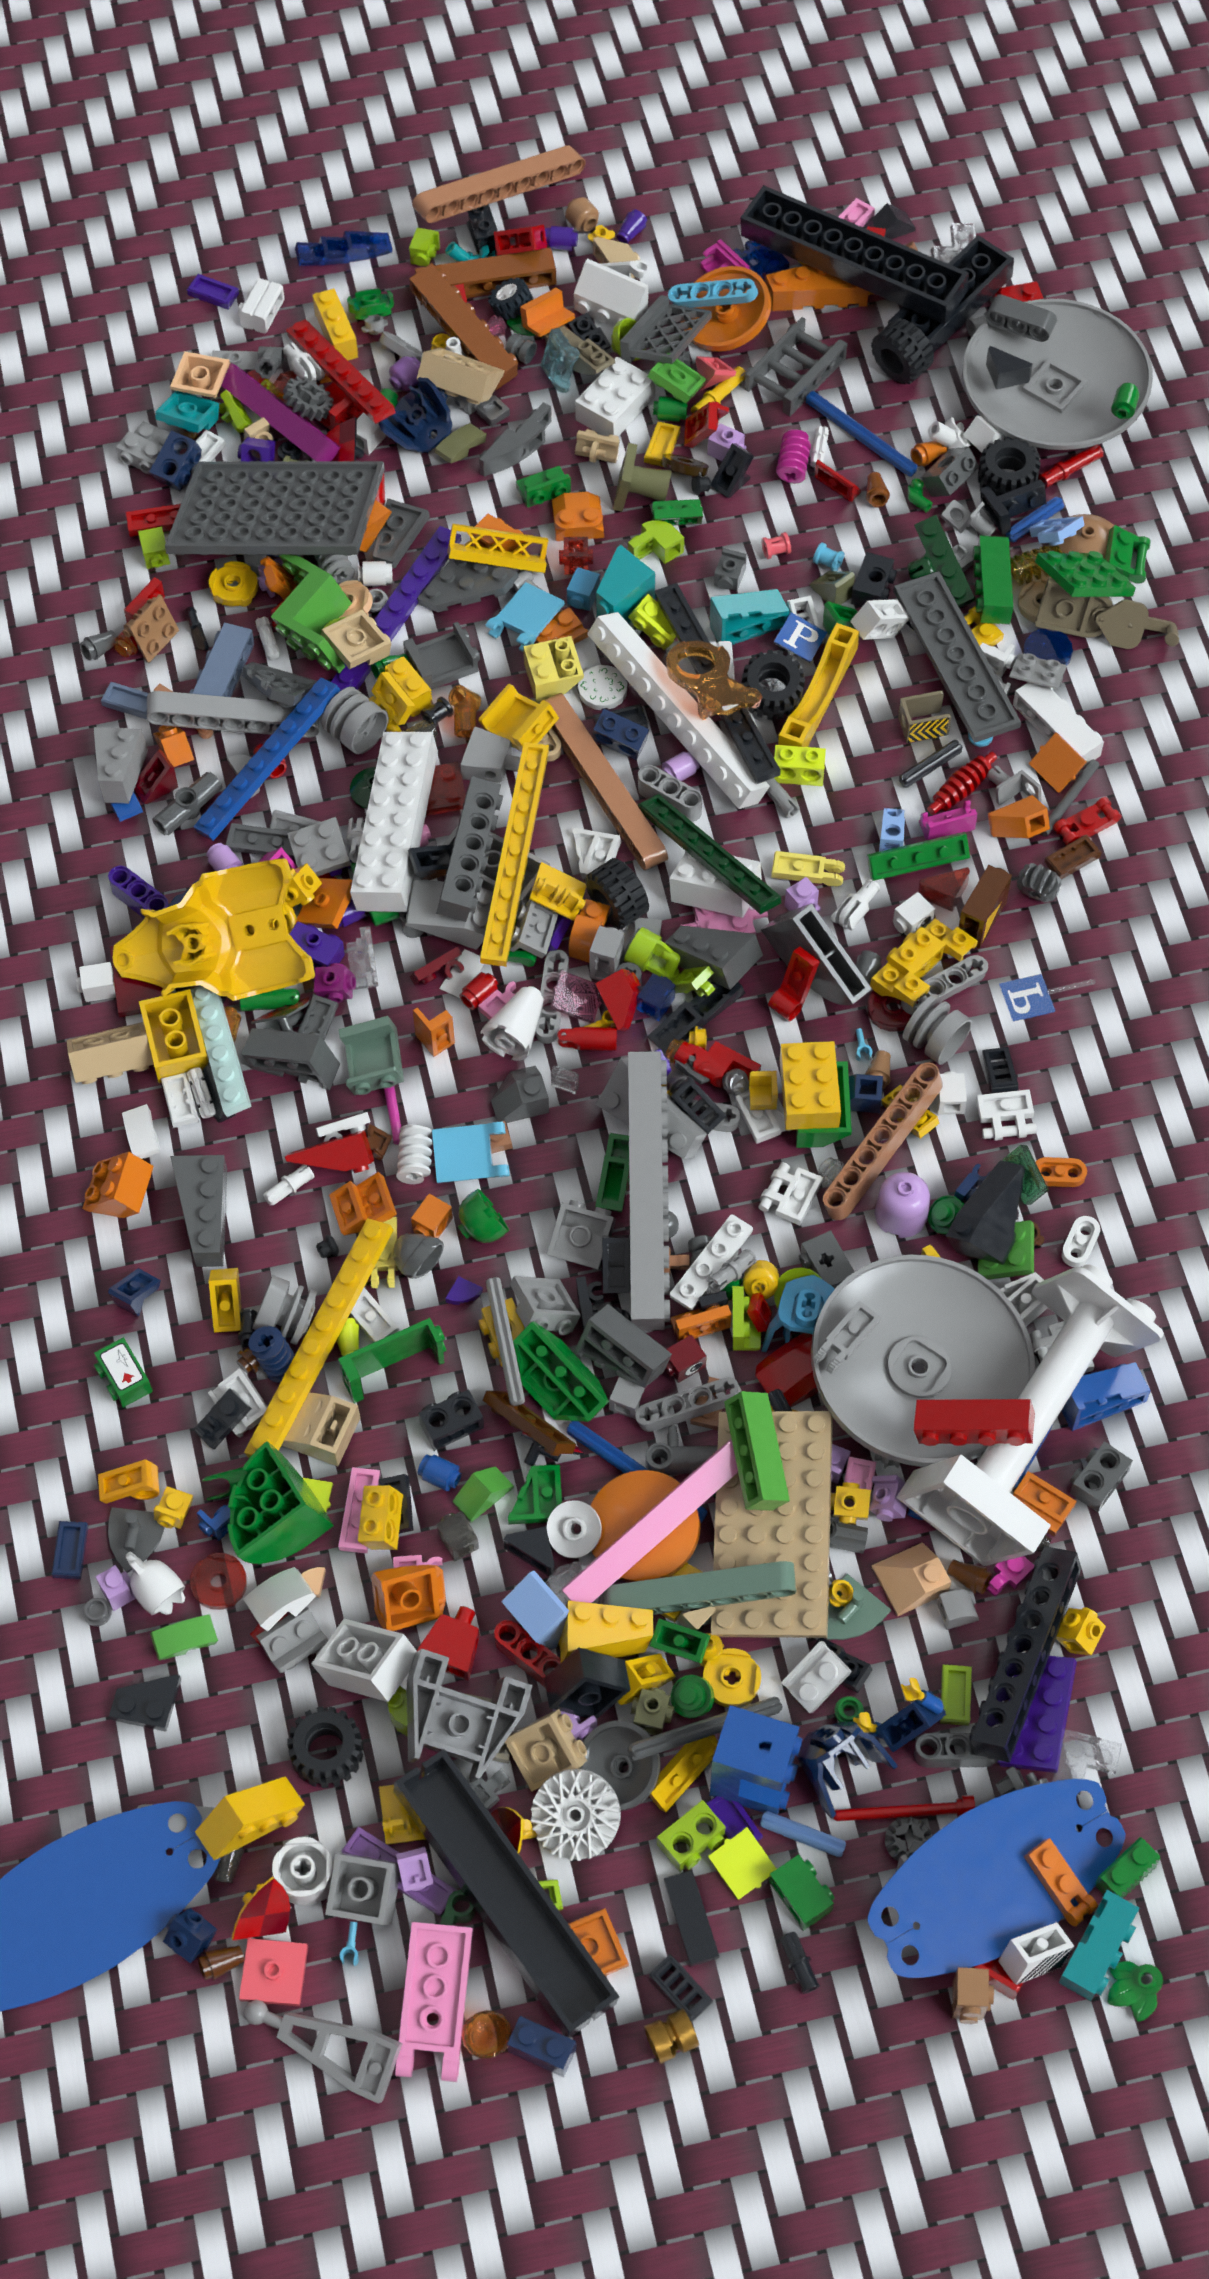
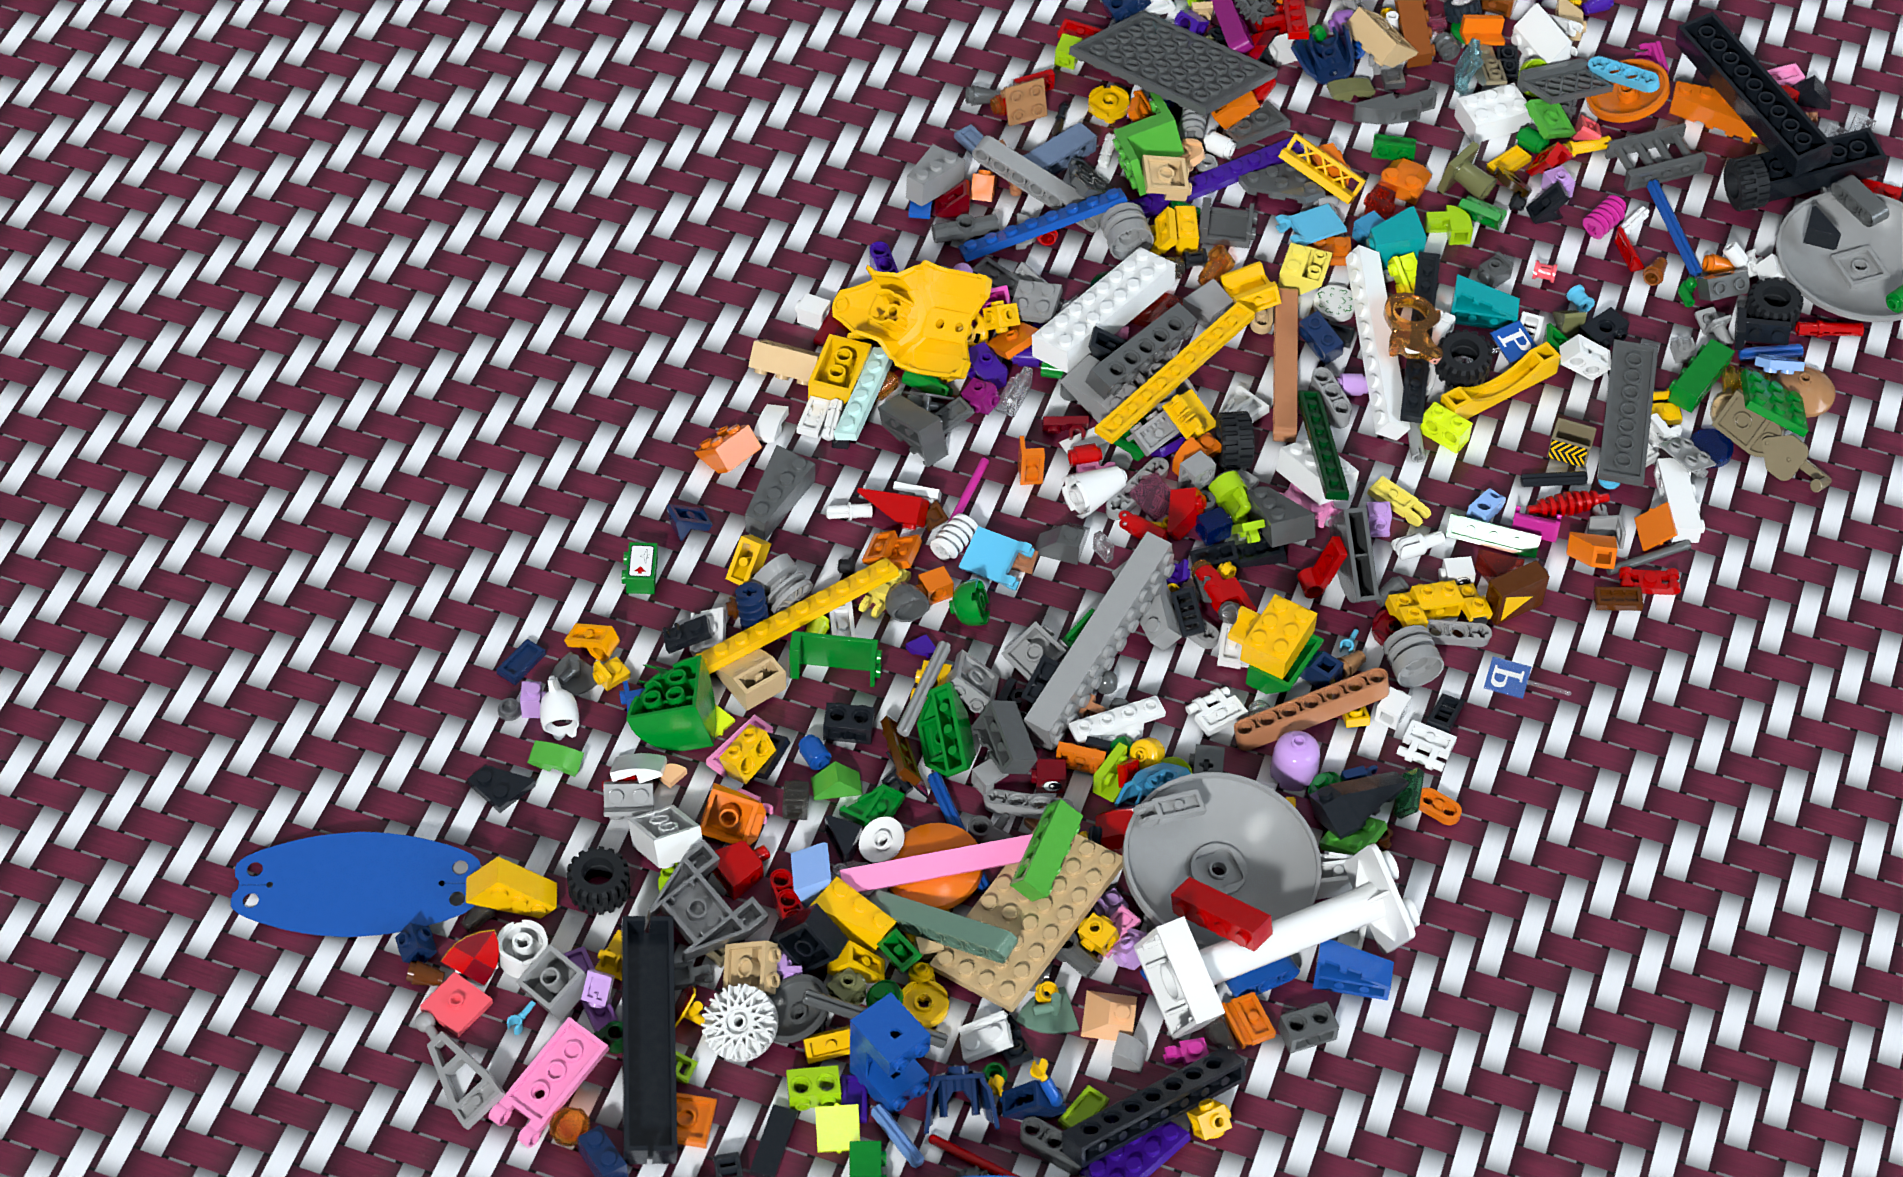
camera: 30 degrees right, 10 degrees down
(218, 1597) = (607, 749): clear red tile -> none
(372, 1055) = (973, 457): sand green panel -> none
(597, 446) = (1453, 137): tan hips -> none
(731, 1270) = (1127, 731): light grey pin -> none
(766, 258) = (1688, 73): clear blue plate -> none
(940, 558) = (1668, 340): dark green plate -> none
(971, 1576) = (1154, 1037): reddish brown cone -> none
(1039, 882) = (1574, 599): dark grey gear -> none
(1080, 1243) = (1416, 863): white plate -> none
(1120, 550) = (1822, 406): green plate -> none

